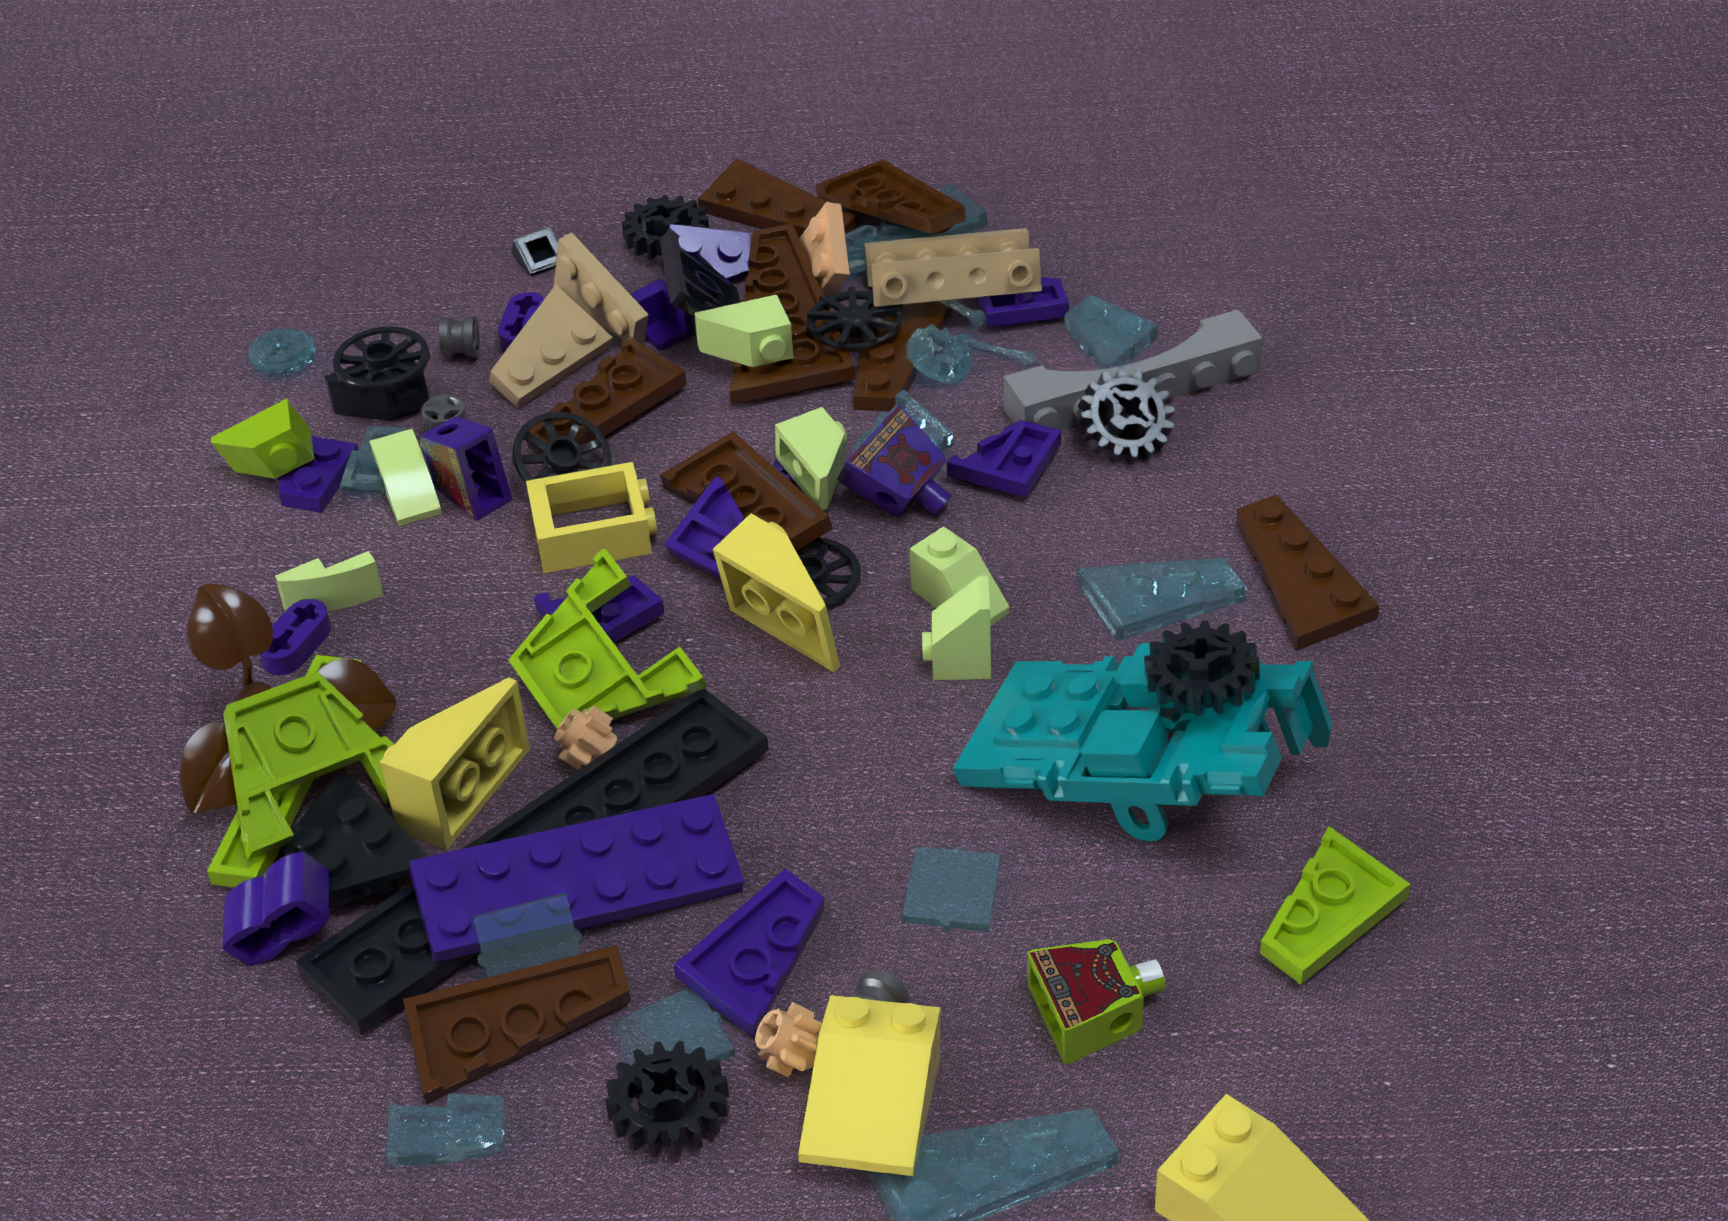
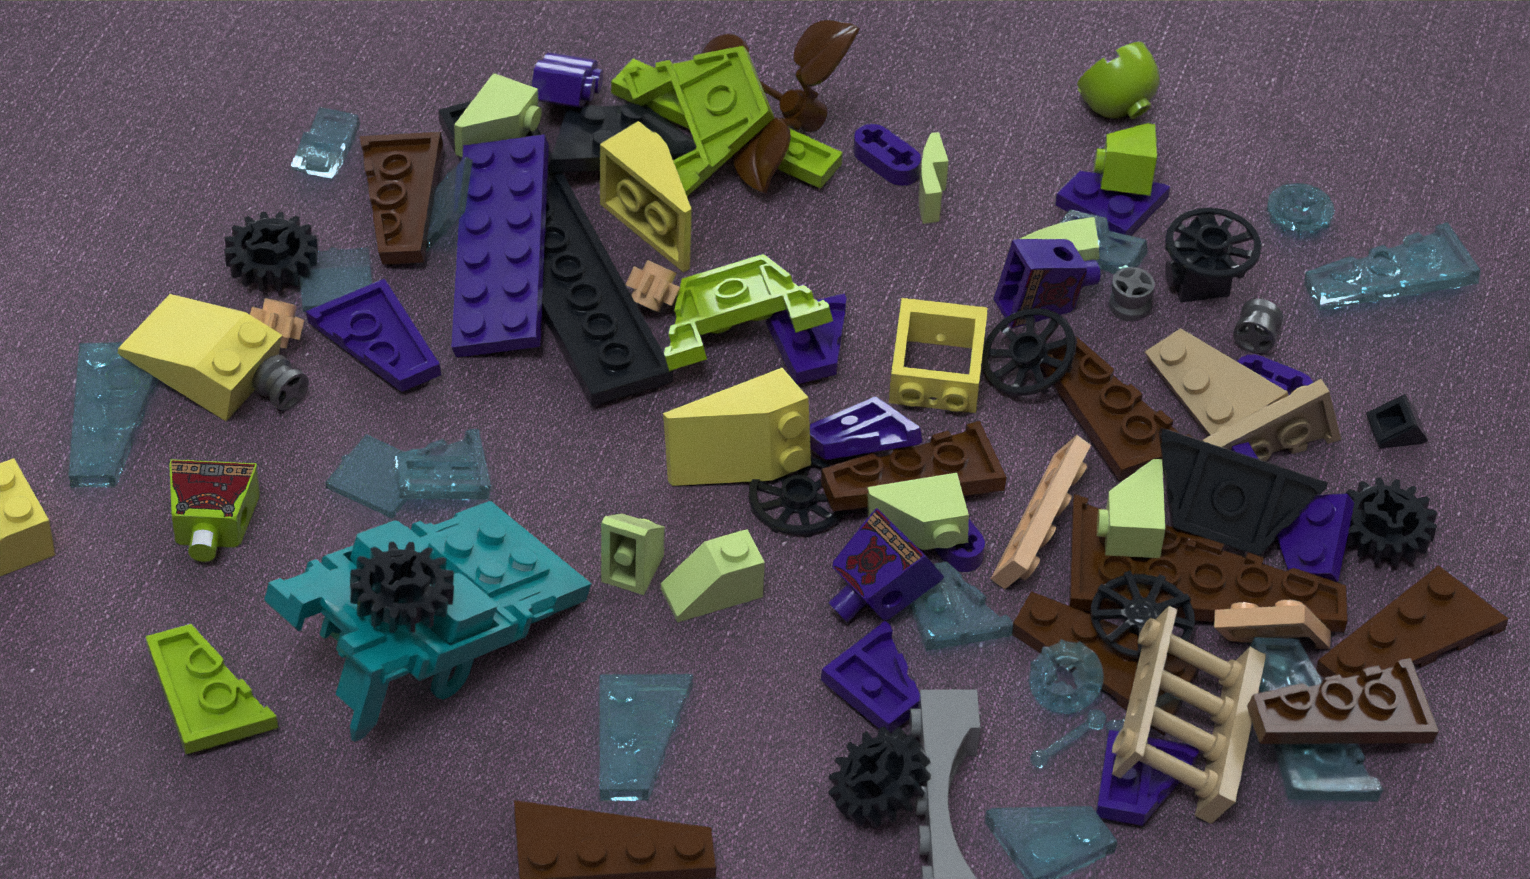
camera: 105 degrees right, 5 degrees up
(142, 480) = (1121, 84): none -> lime cylinder
(347, 280) = (1408, 269): none -> clear light blue wing
(374, 934) = (498, 112): none -> yellowish green slope
(752, 405) = (1036, 523): none -> light nougat plate
(926, 819) = (444, 470): none -> clear light blue wing

